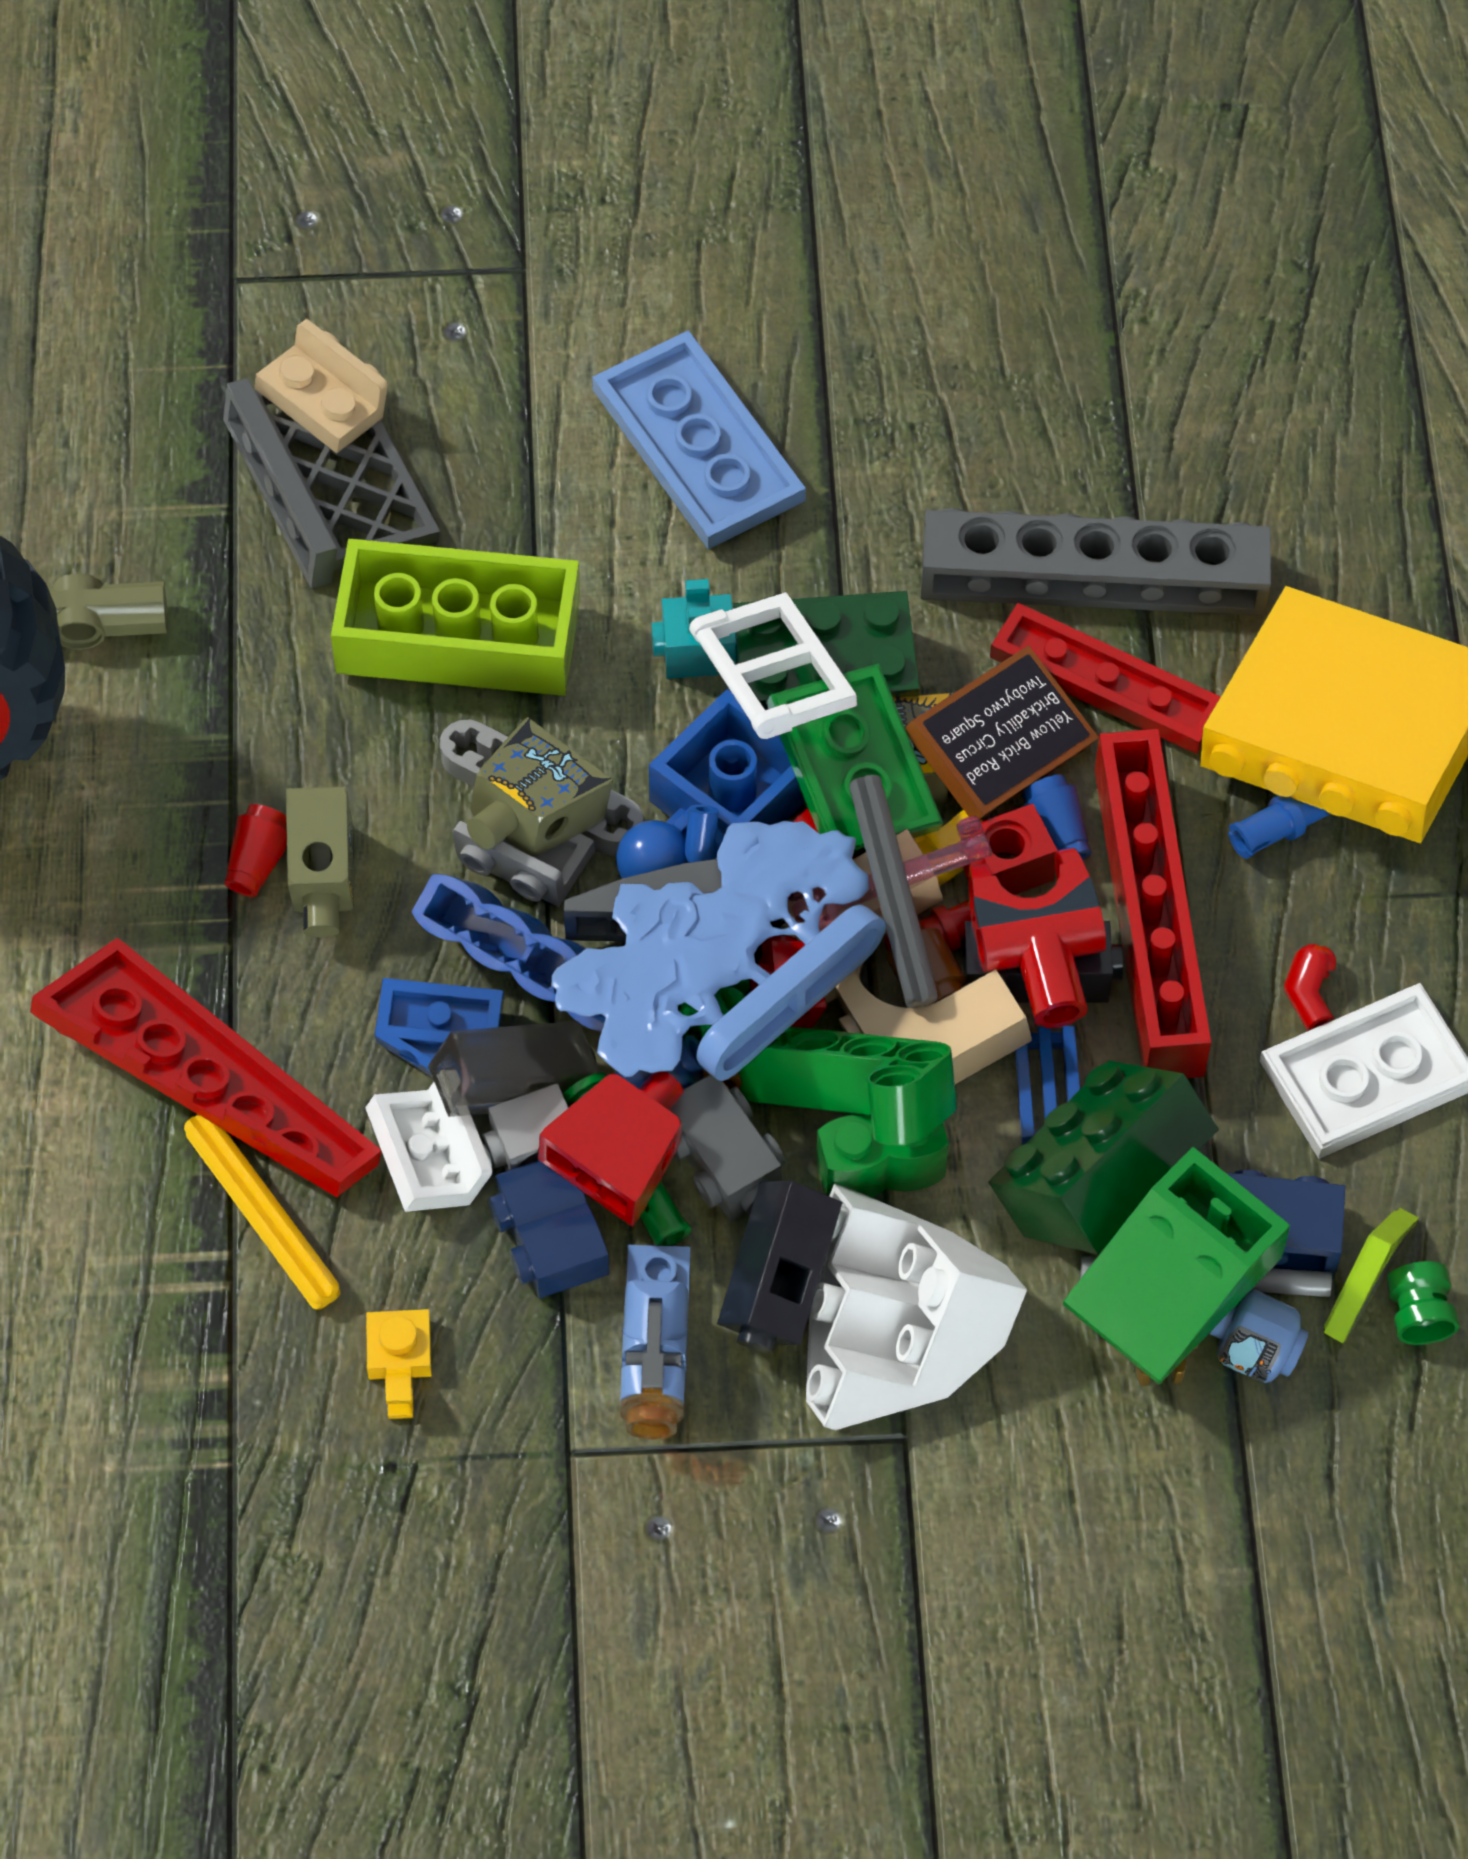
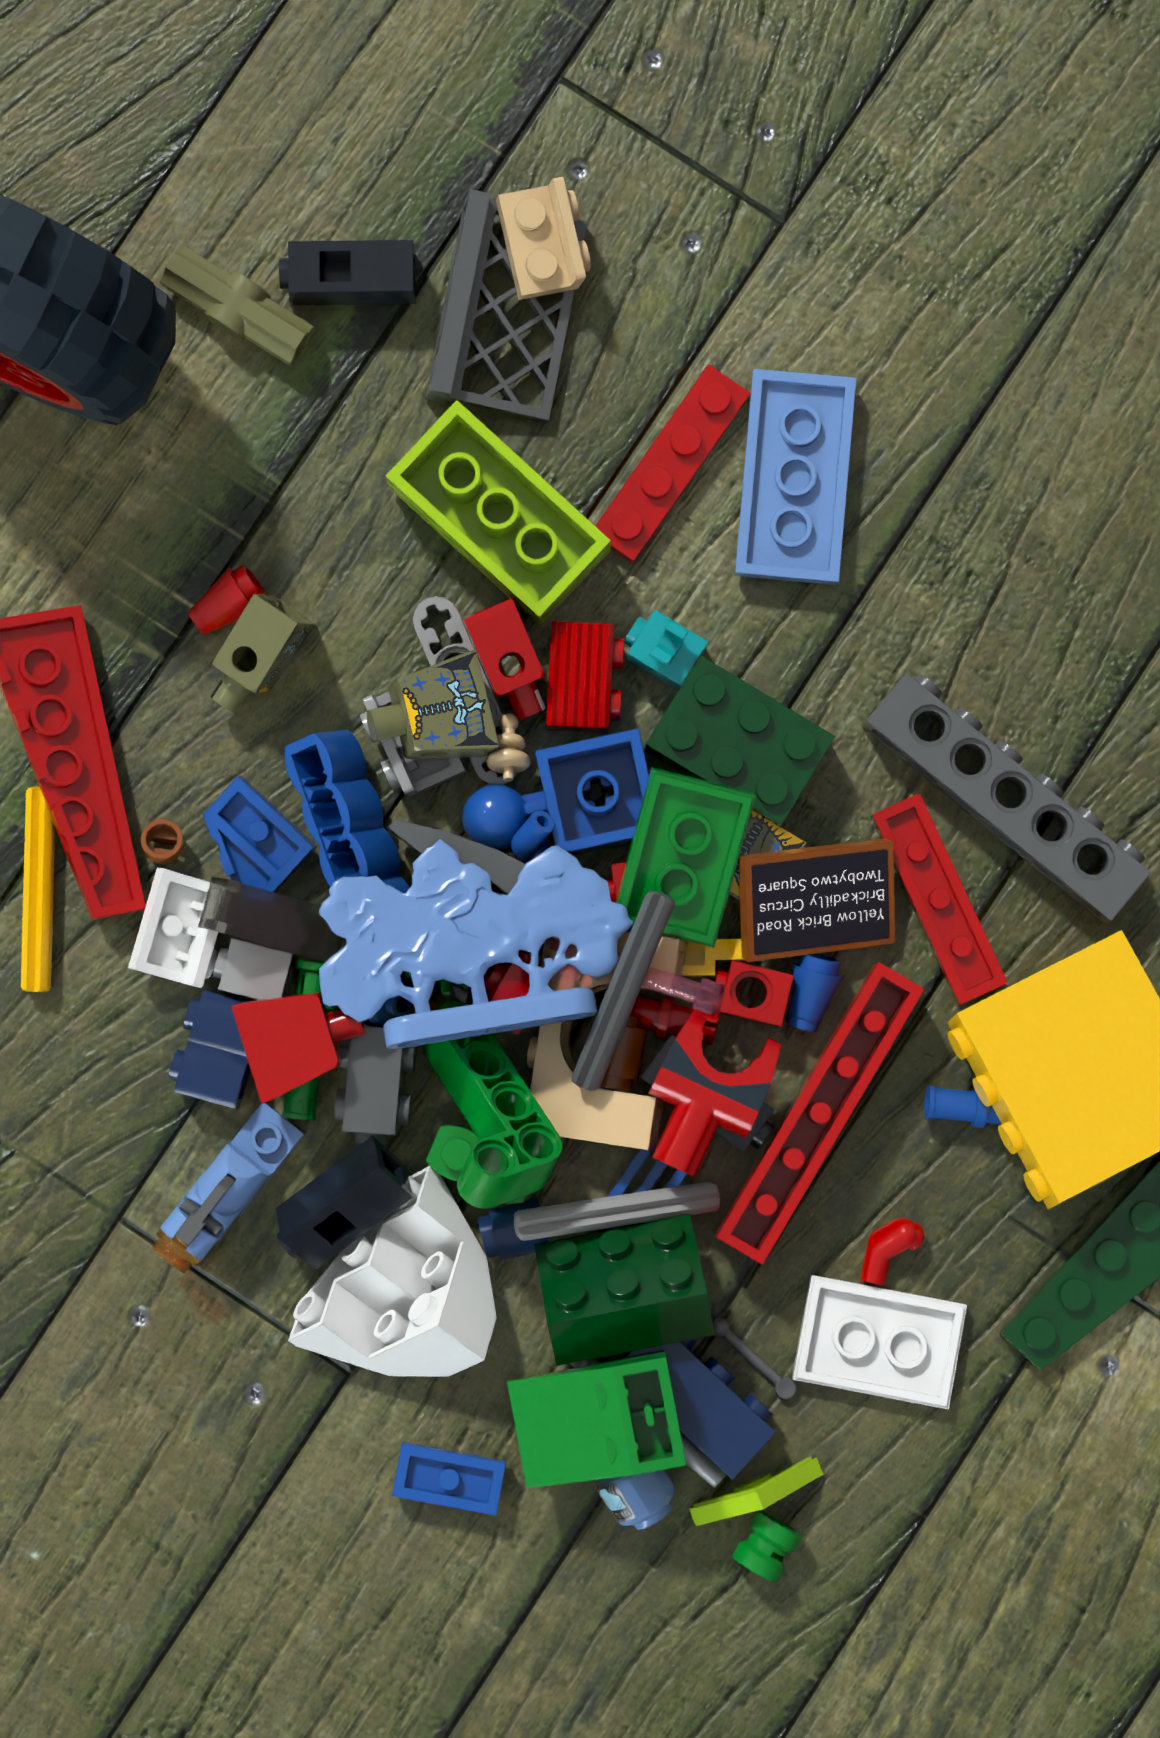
camera: 40 degrees right, 25 degrees up
(165, 522) = (349, 272): none -> black brick
(352, 1085) = (162, 832): none -> dark orange hinge
(398, 1353) = (57, 1063): yellow plate -> none
(558, 705) = (494, 634): none -> red torso
(579, 492) = (672, 462): none -> red plate
(627, 797) = (509, 756): none -> tan hair
(635, 700) = (582, 676): none -> red brick
(780, 719) = (638, 735): white window -> none
(959, 1190) = (499, 1232): none -> dark blue brick
(1035, 1103) = (616, 1211): none -> light grey axle
(1078, 1453) = (449, 1478): none -> blue plate
(1318, 1166) = (783, 1386): none -> dark grey hinge

